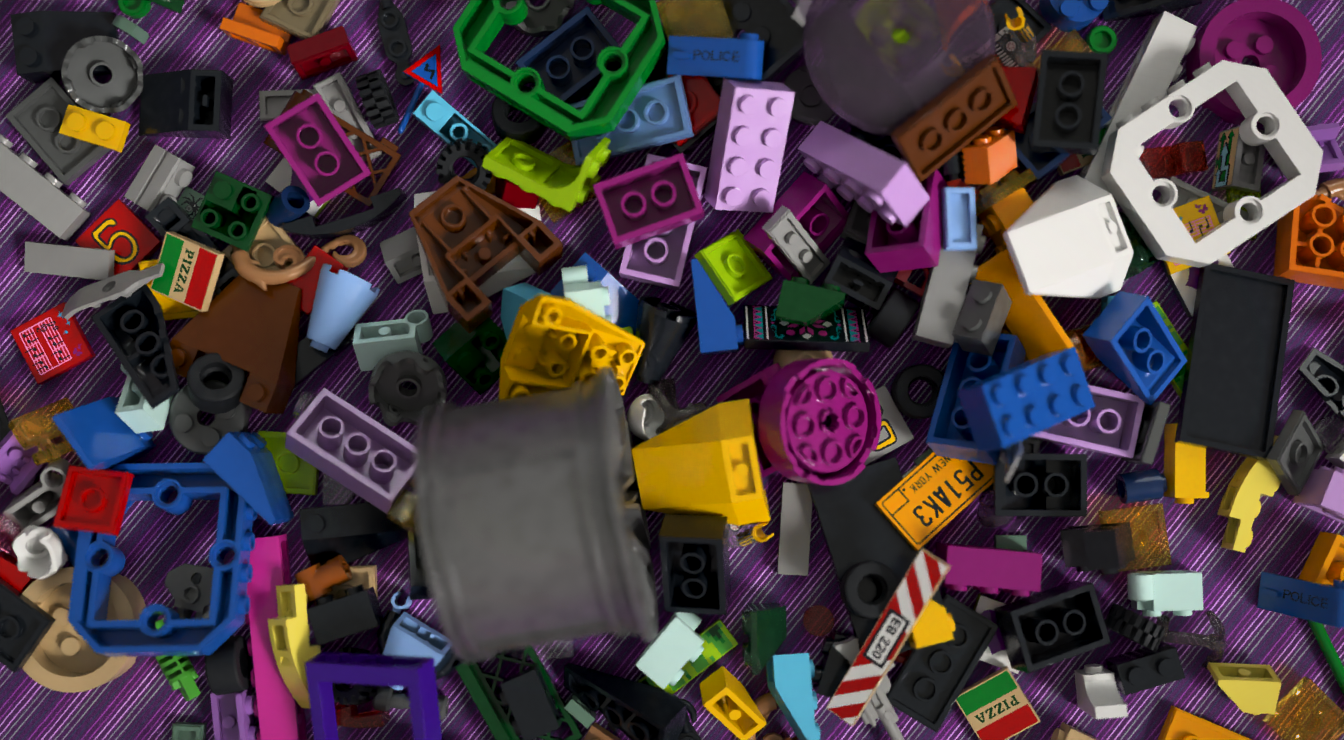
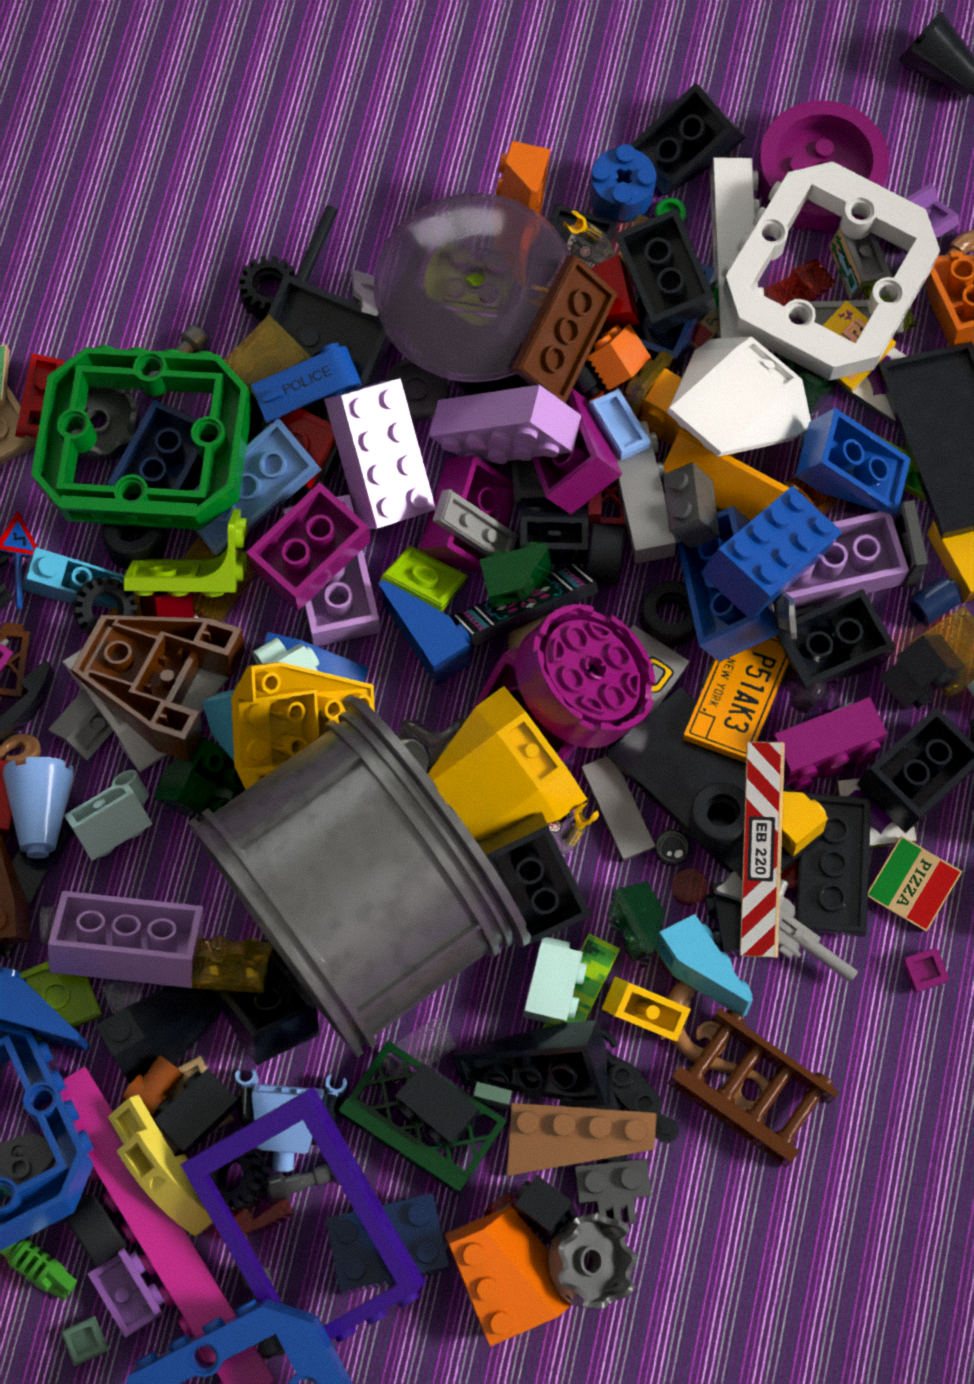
camera: 30 degrees left, 15 degrees down
(401, 403) = (160, 872): dark grey plate -> none
(664, 331) = (389, 670): black cone -> none
(821, 582) = (672, 847): none -> black tile

